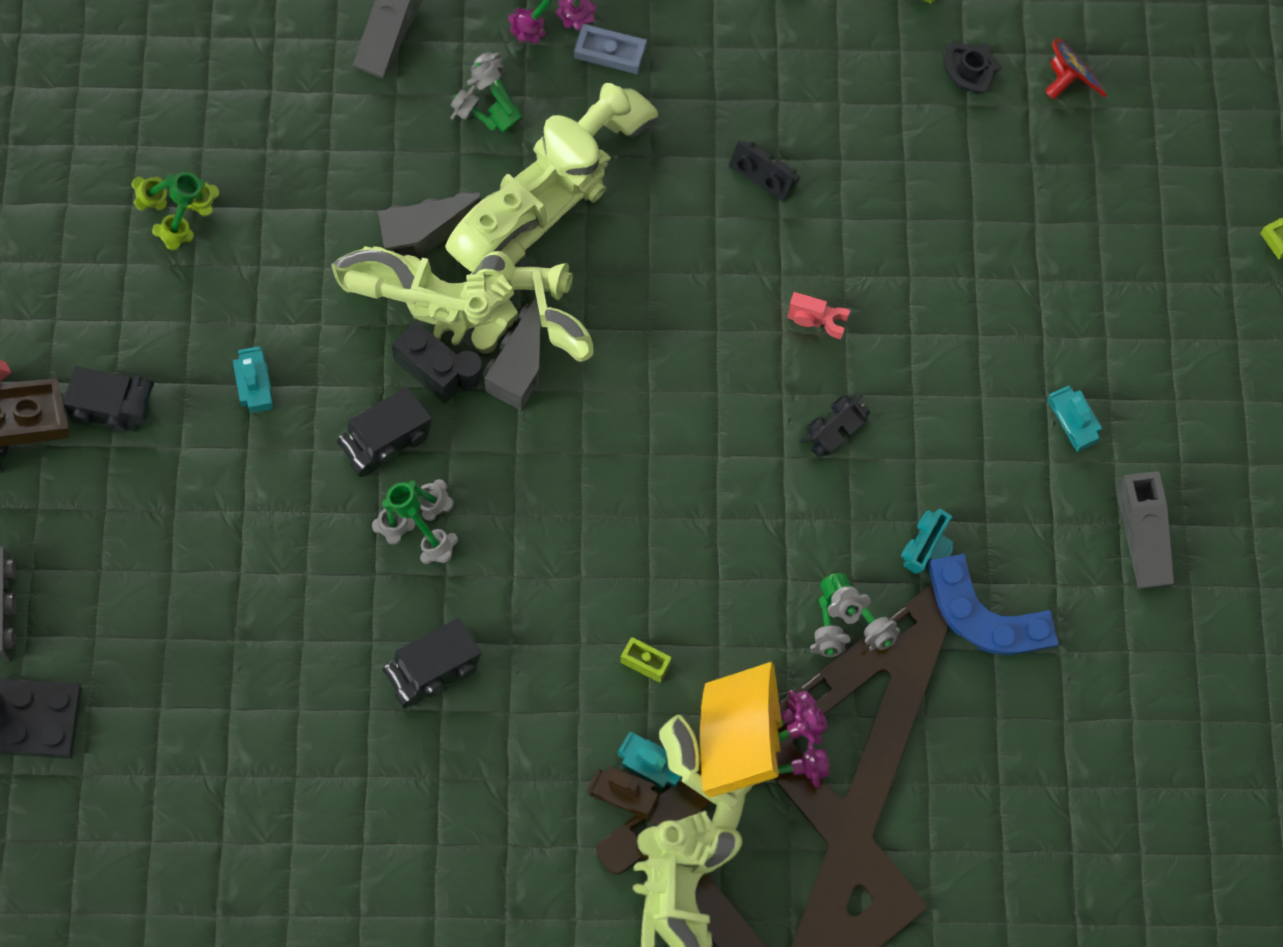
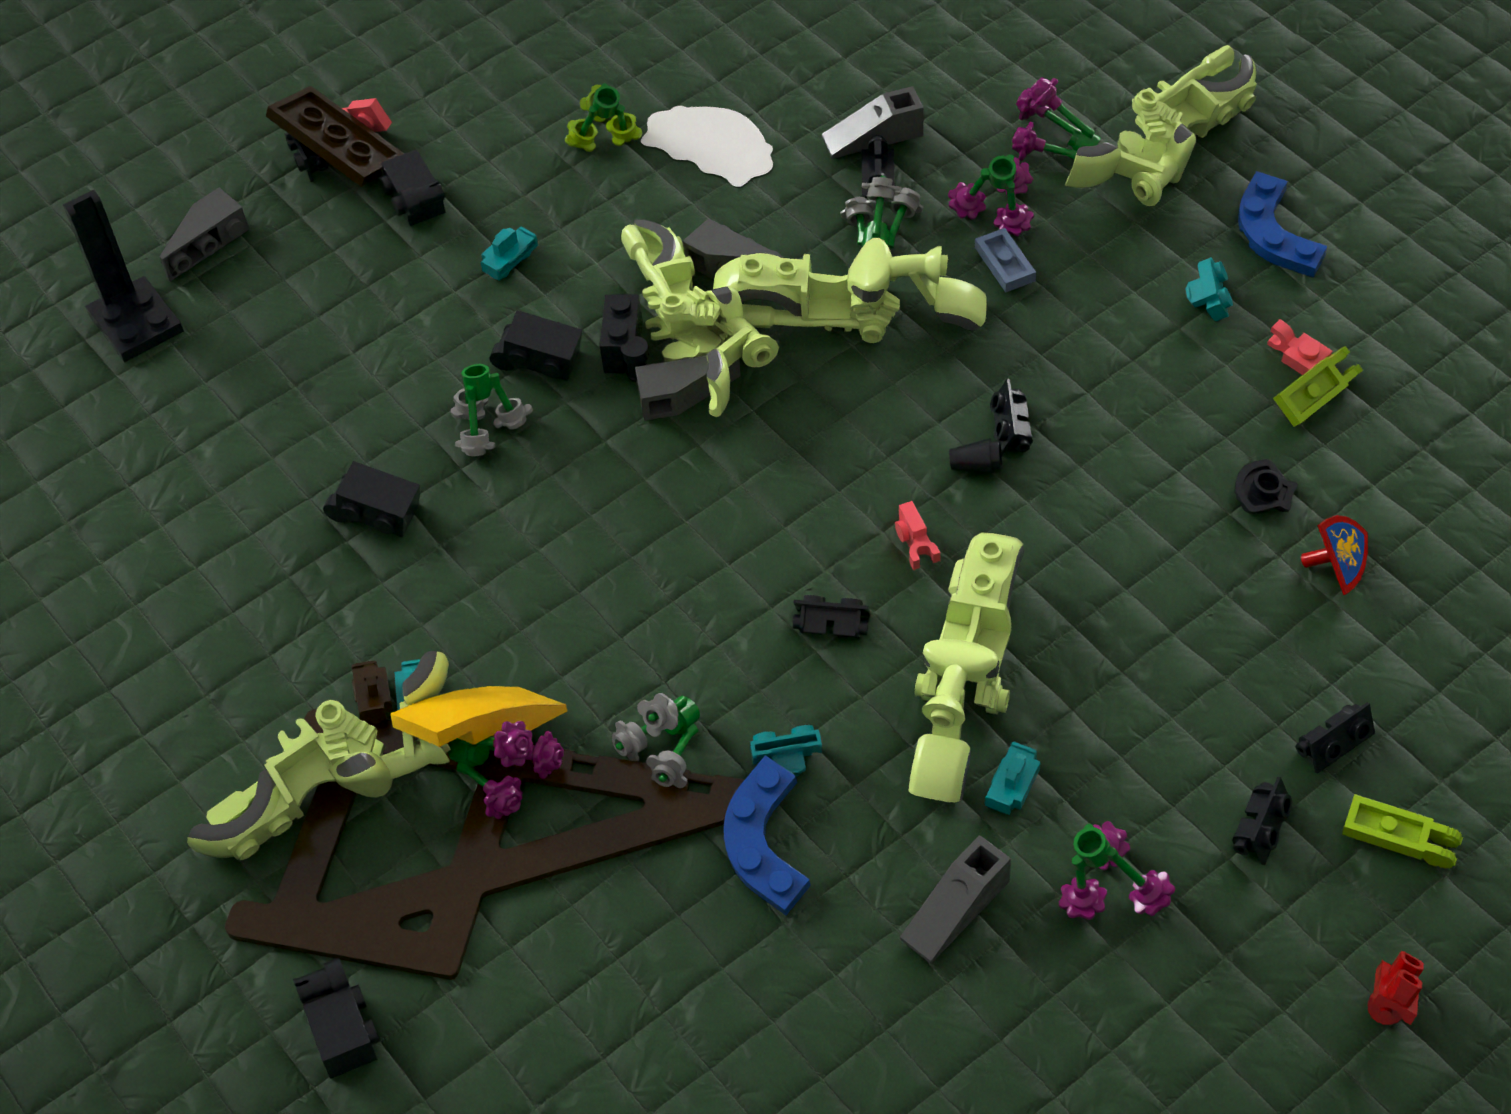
camera: 60 degrees right, 15 degrees down
(269, 143) = (712, 138): none -> white sticker
(431, 58) = (877, 161): none -> black hinge
(645, 659) = (501, 632): lime piece -> none
(781, 215) = (978, 456): none -> black cone
(943, 348) = (968, 650): none -> yellowish green piece
(1207, 210) = (1344, 733): none -> black hinge
(1230, 409) = (1100, 848): none -> magenta plant
(1240, 307) = (1270, 807): none -> black hinge

